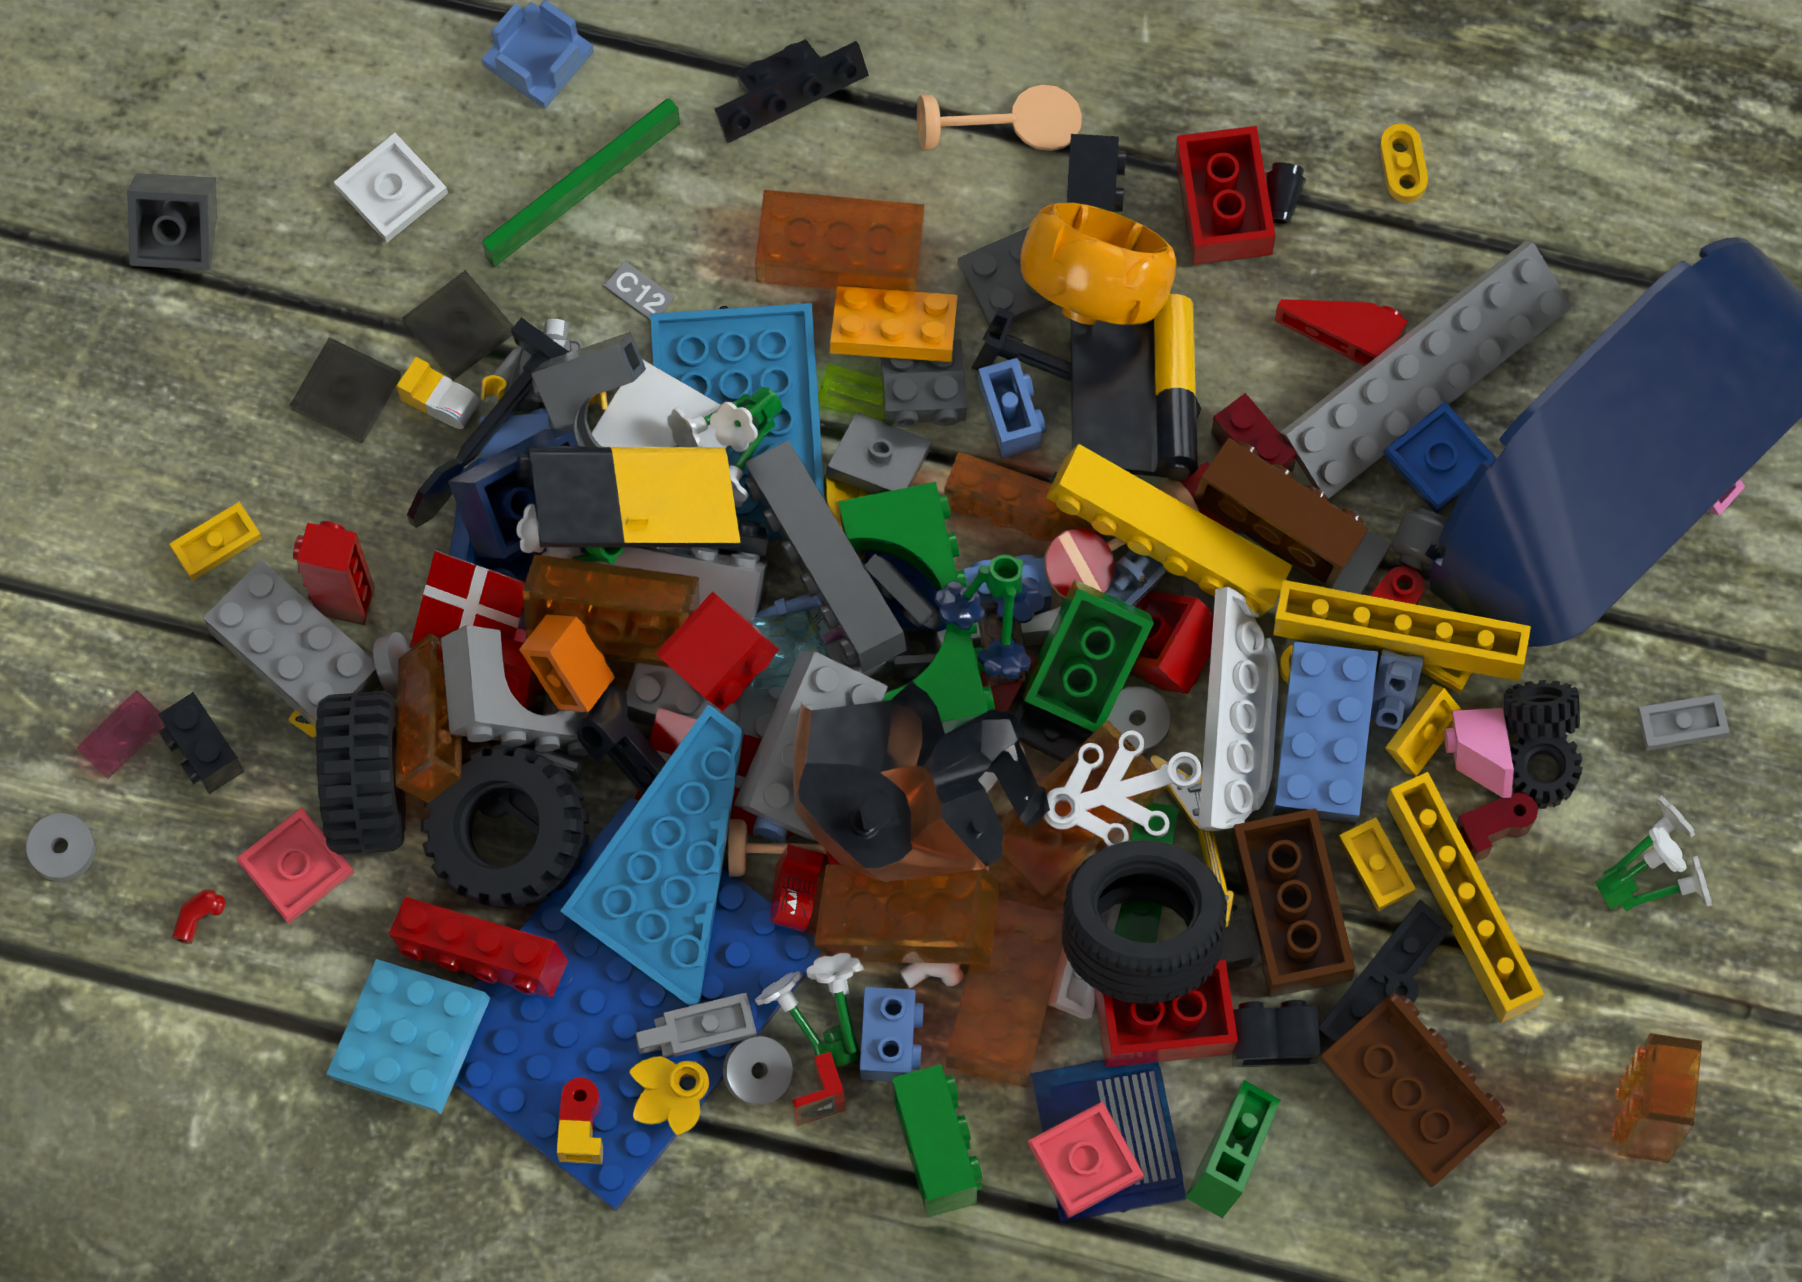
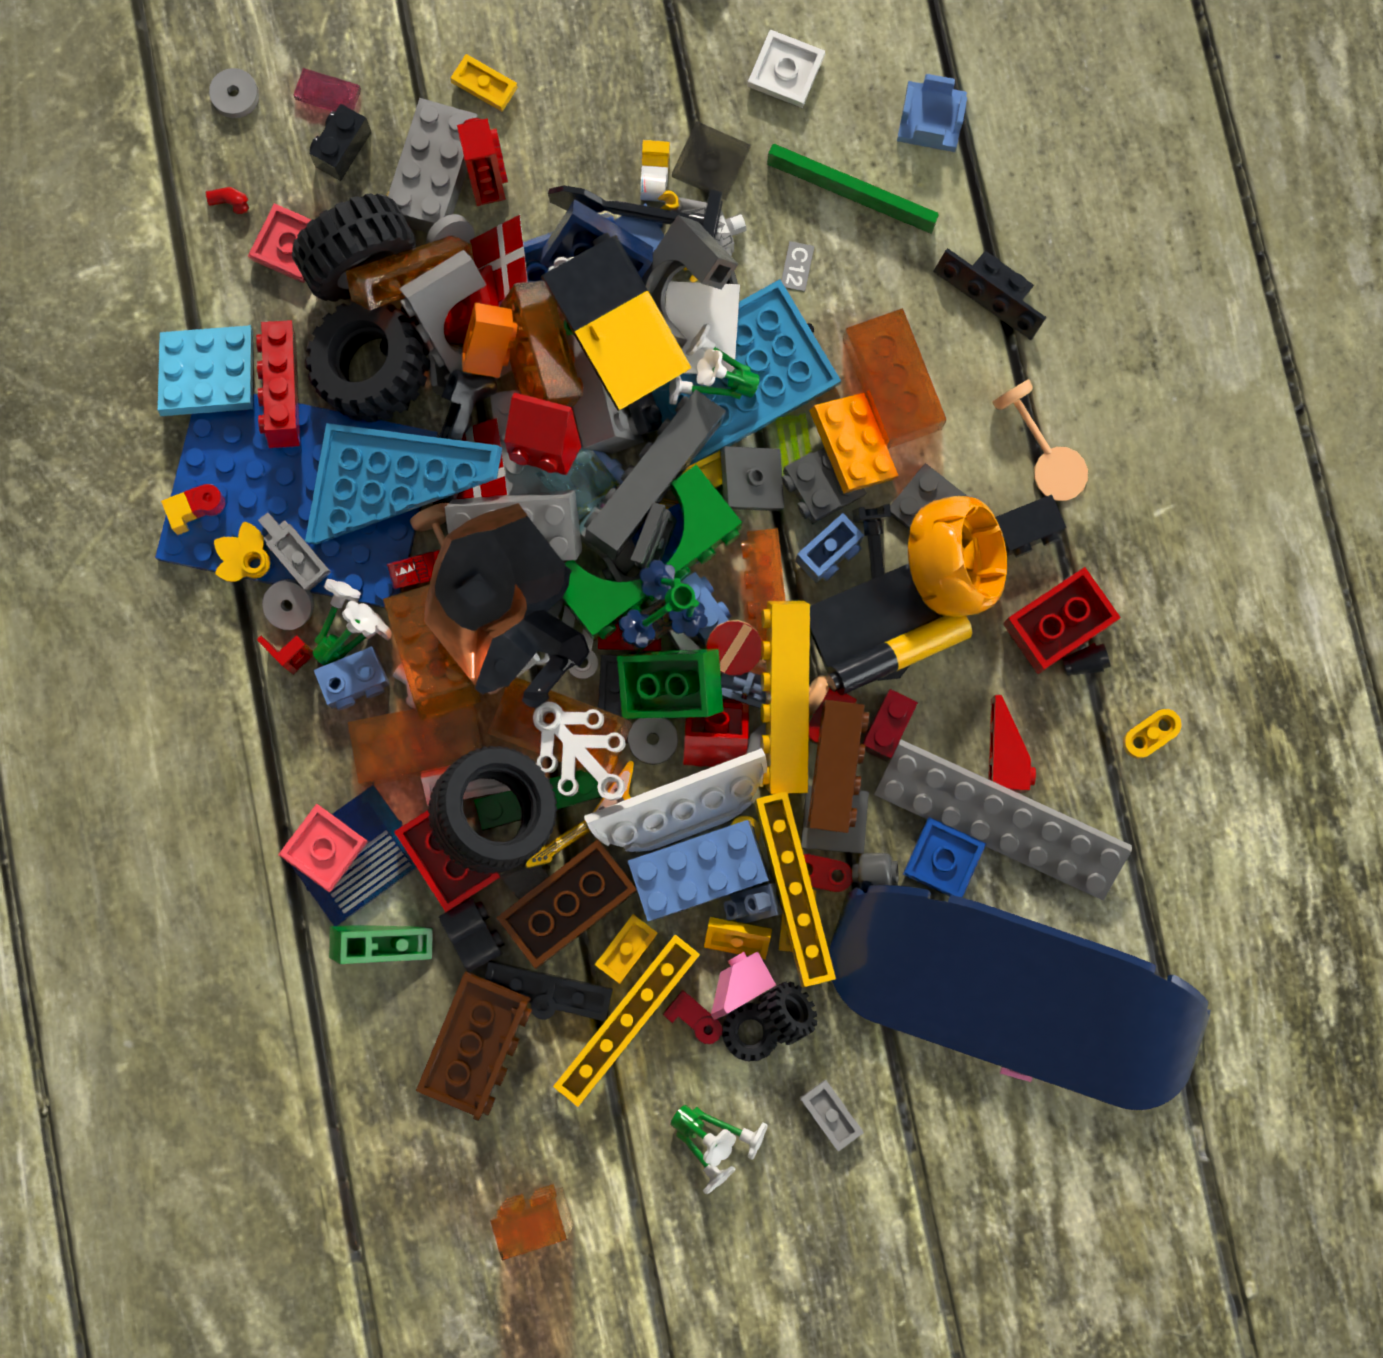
camera: 60 degrees right, 10 degrees up
(345, 390) = (630, 112): clear smoke plate -> none
(937, 1140) = (287, 743): green brick -> none

